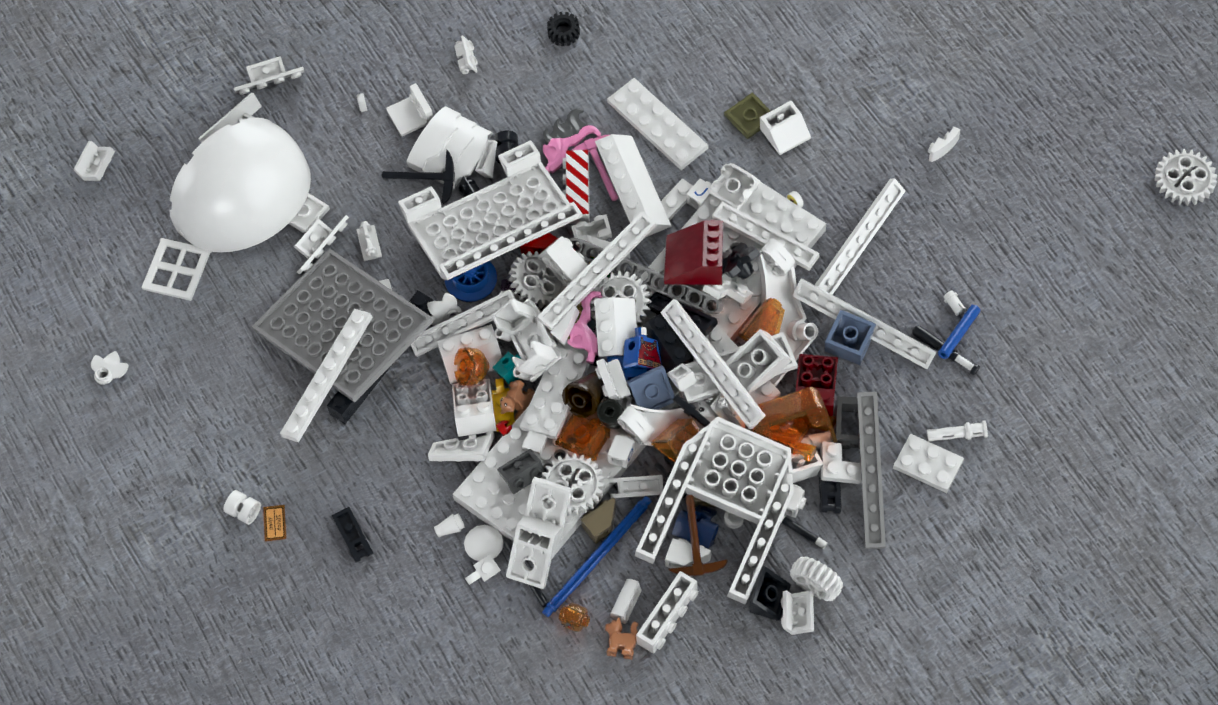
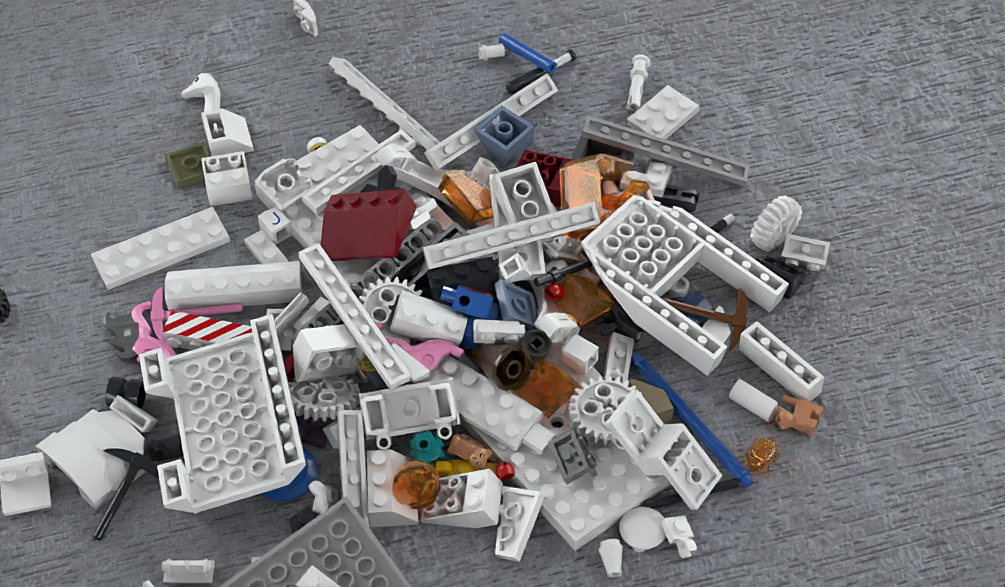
camera: 80 degrees left, 10 degrees down
(595, 228) = (290, 312): none -> white axle
(677, 415) = (556, 289): none -> red hinge
(737, 143) = (226, 178): none -> white slope
(831, 99) = (205, 87): none -> white animal

